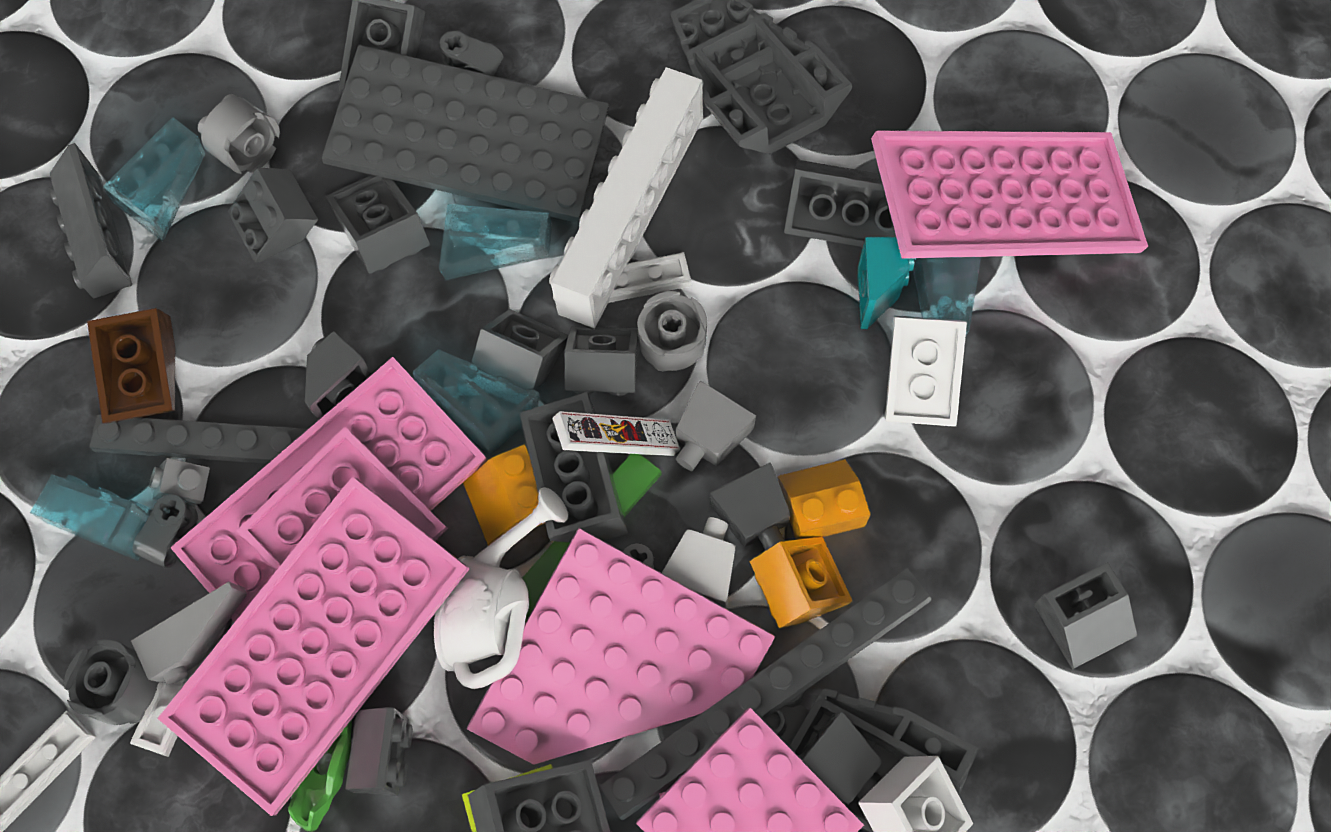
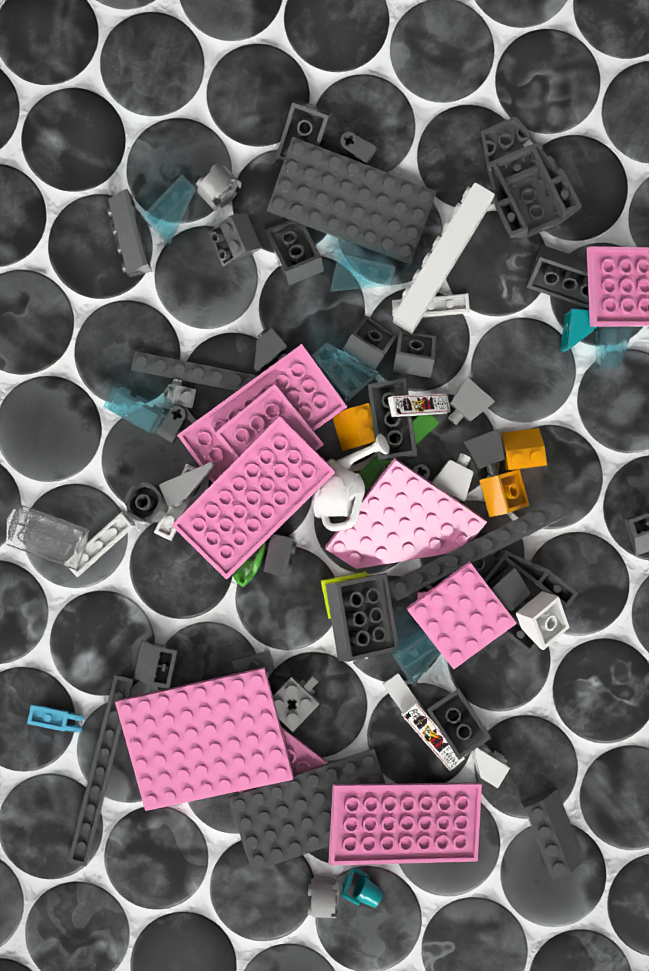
camera: 10 degrees right, 20 degrees up
(133, 364) = (157, 327): reddish brown slope -> none
(672, 349) = (461, 335): light grey brick -> none
(925, 370) = (591, 386): white plate -> none

